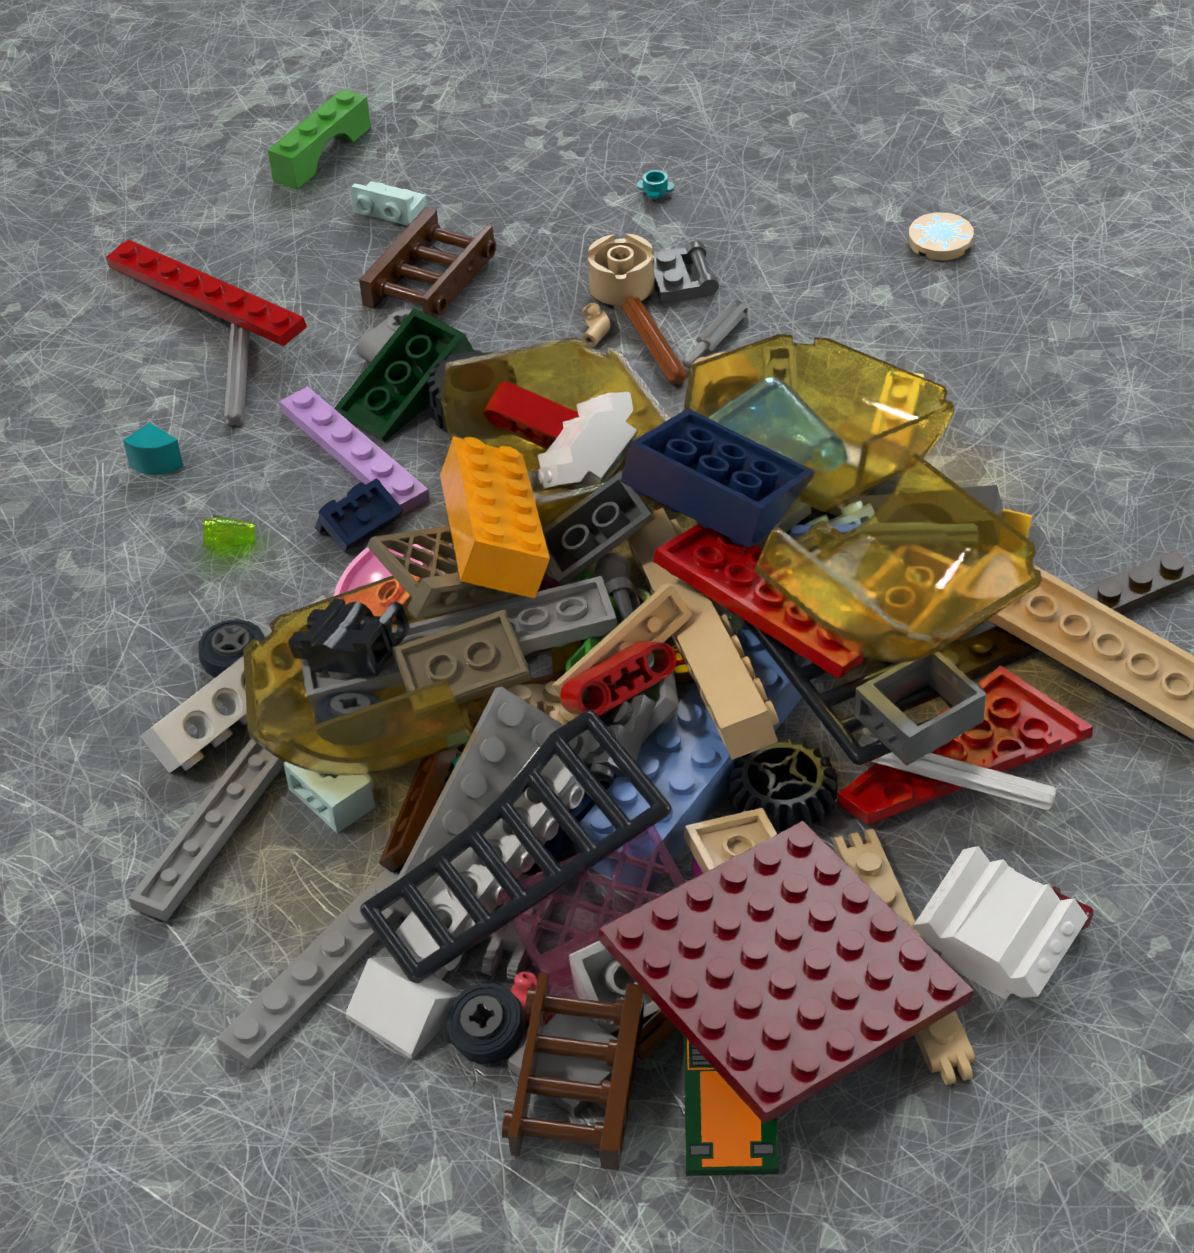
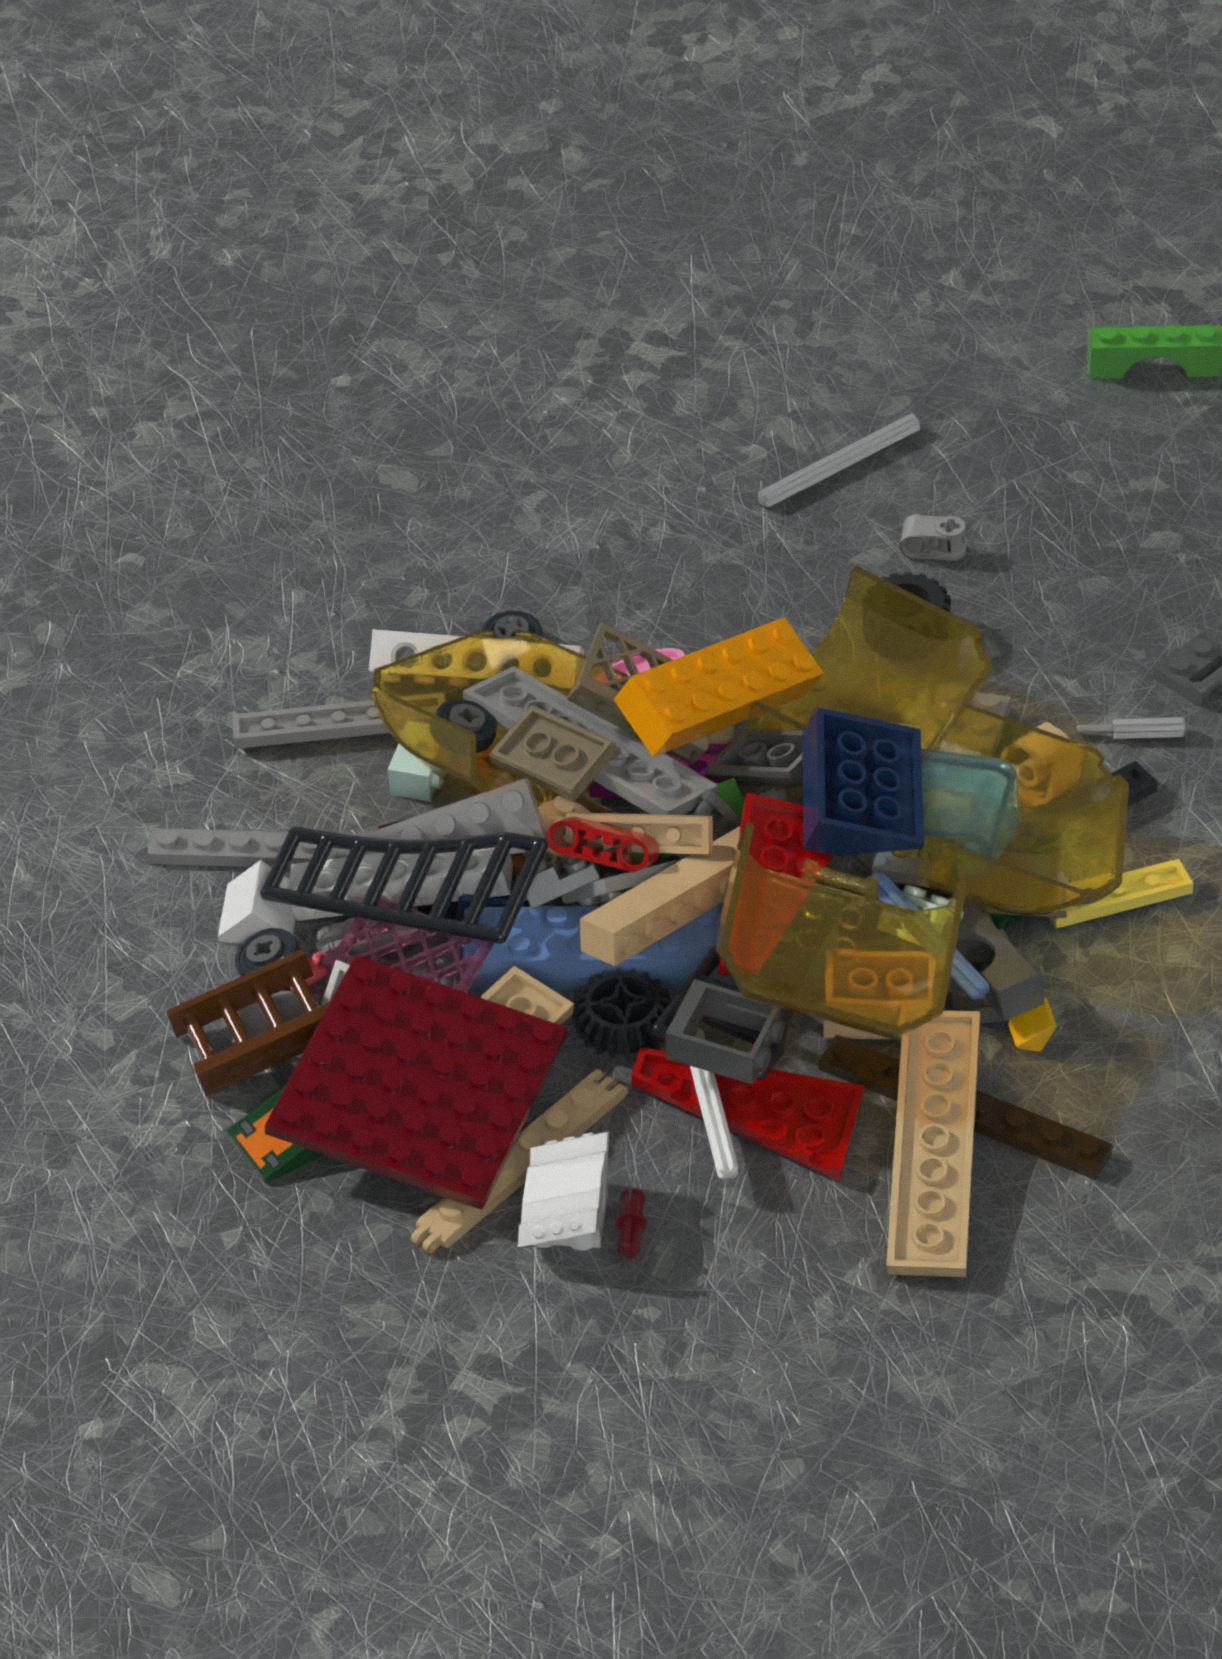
camera: 55 degrees right, 0 degrees up
(152, 451) = (680, 473): teal brick -> none
(207, 292) = (889, 397): red plate -> none
(227, 532) = (630, 565): clear neon green cone -> none
(349, 637) = (527, 671): black hips -> none
(352, 447) = (798, 569): lavender plate -> none
(359, 514) = (704, 625): dark blue bracket -> none
(387, 202) = (1117, 440): light aqua bracket -> none
(397, 378) = (926, 551): dark green slope -> none
(415, 245) = (1045, 486): reddish brown fence -> none
(527, 414) = (888, 665): red beam -> none
(588, 446) = (874, 699): white slope -> none
(597, 322) = (1079, 651): tan arm -> none
(621, 269) = (1148, 625): tan brick -> none
(654, 341) = (1093, 691): dark orange axle -> none

